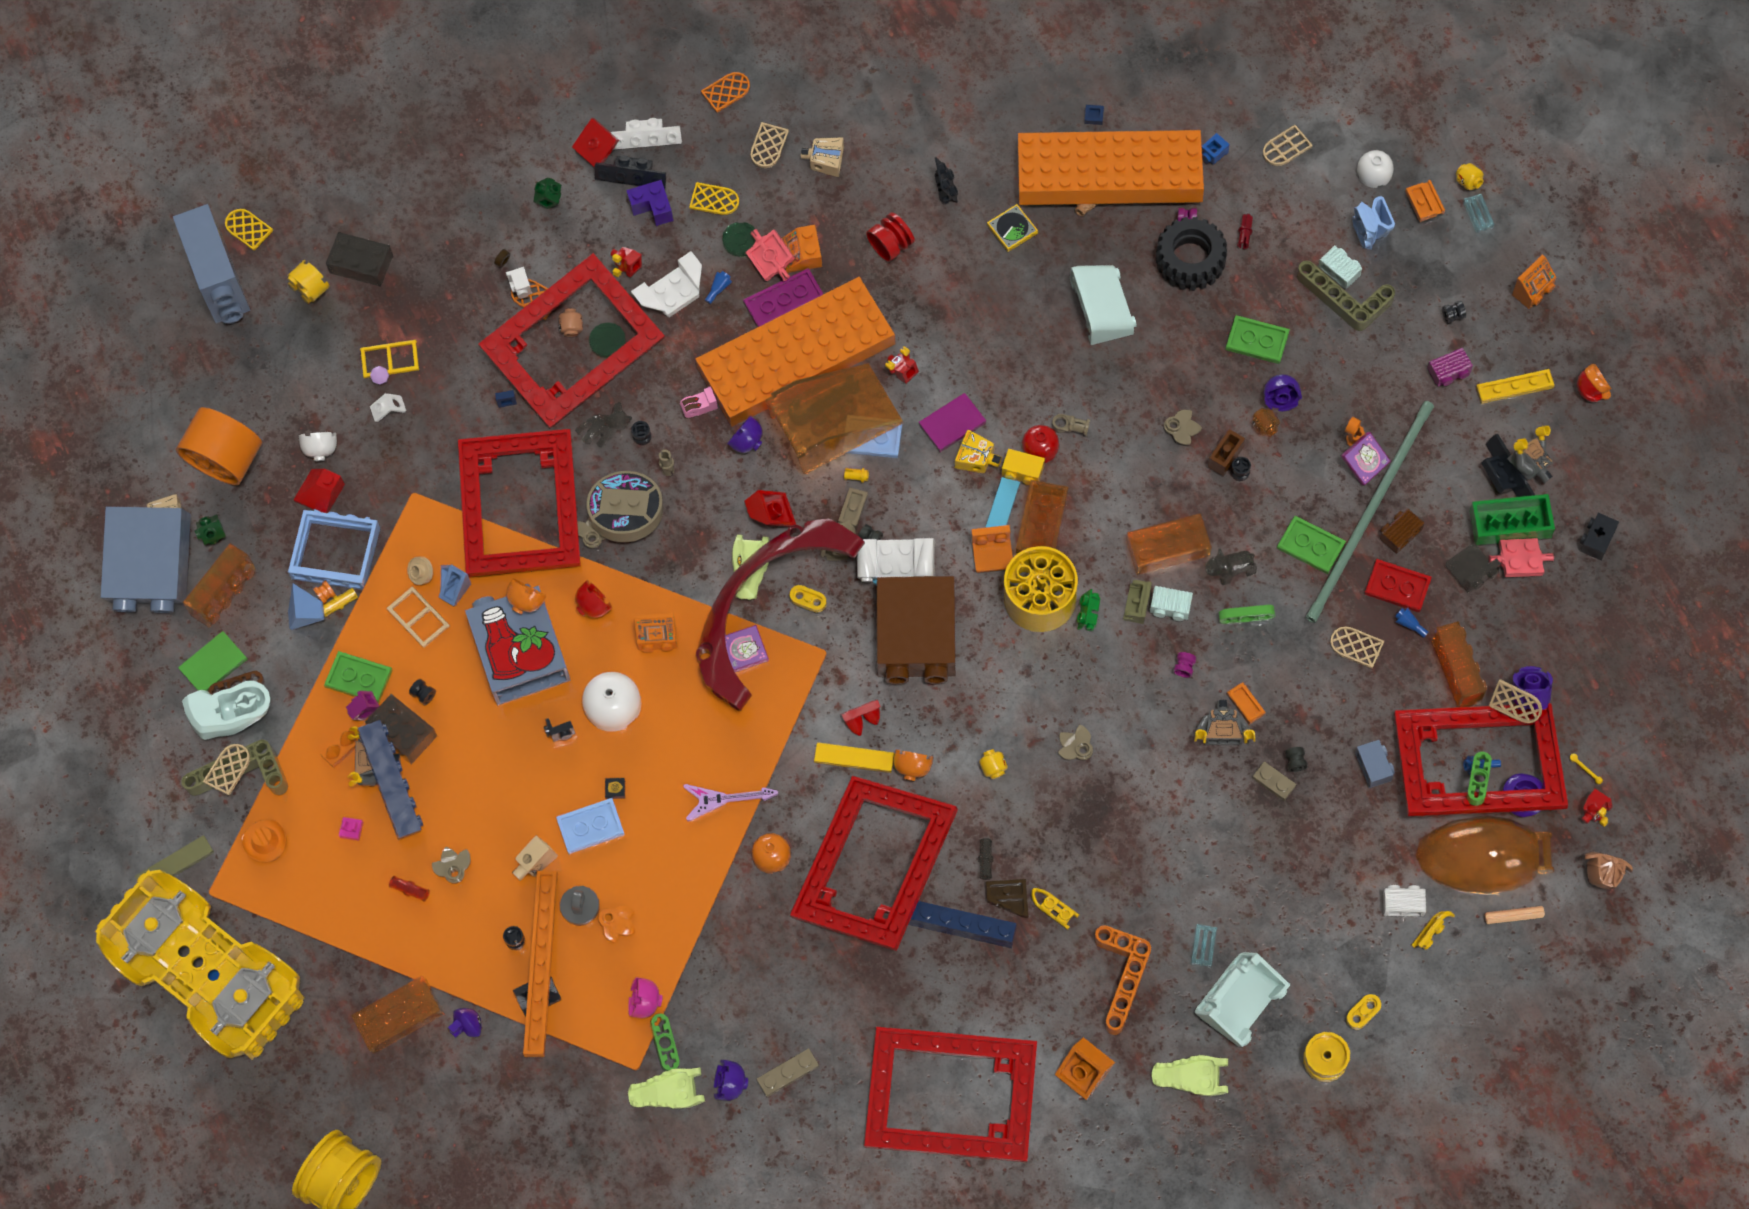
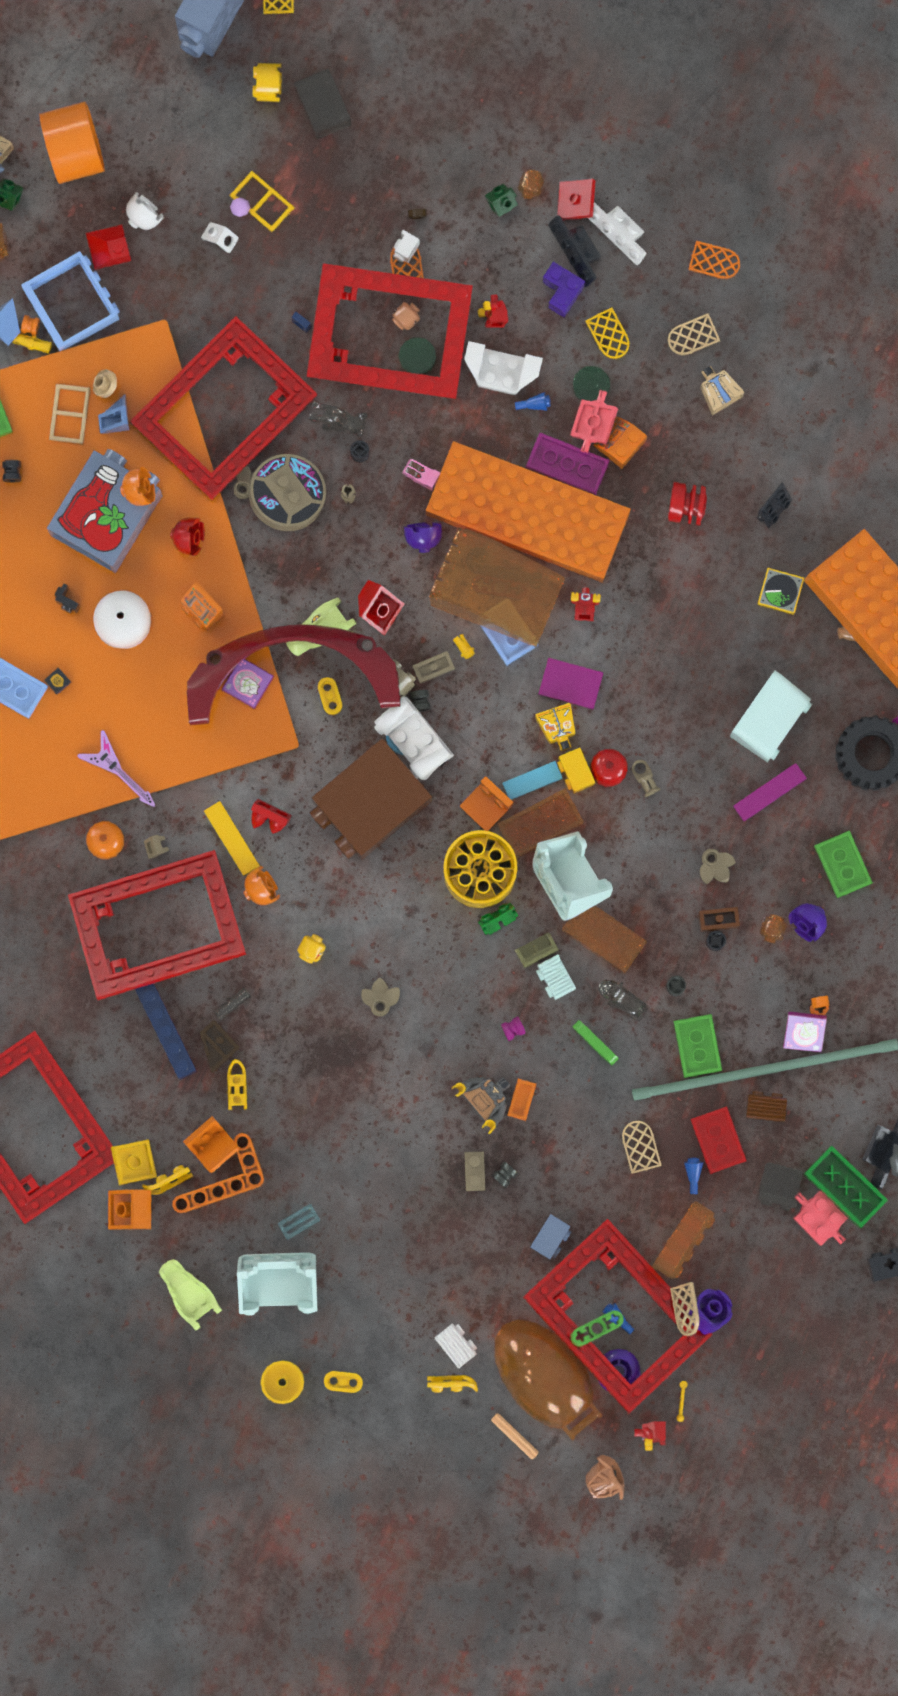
camera: 45 degrees right, 15 degrees up
(554, 166) = (530, 184): none -> clear orange head
(809, 819) = (154, 847): none -> dark tan tile
(1049, 1033) = (133, 1162): none -> yellow tile
(1083, 1024) = (163, 1181): none -> yellow piece
(1086, 961) = (211, 1144): none -> orange bracket
(1101, 533) = (568, 875): none -> light aqua windscreen
(1158, 348) = (769, 792): none -> magenta tile
(1254, 519) = (678, 983): none -> pearl dark grey wheel

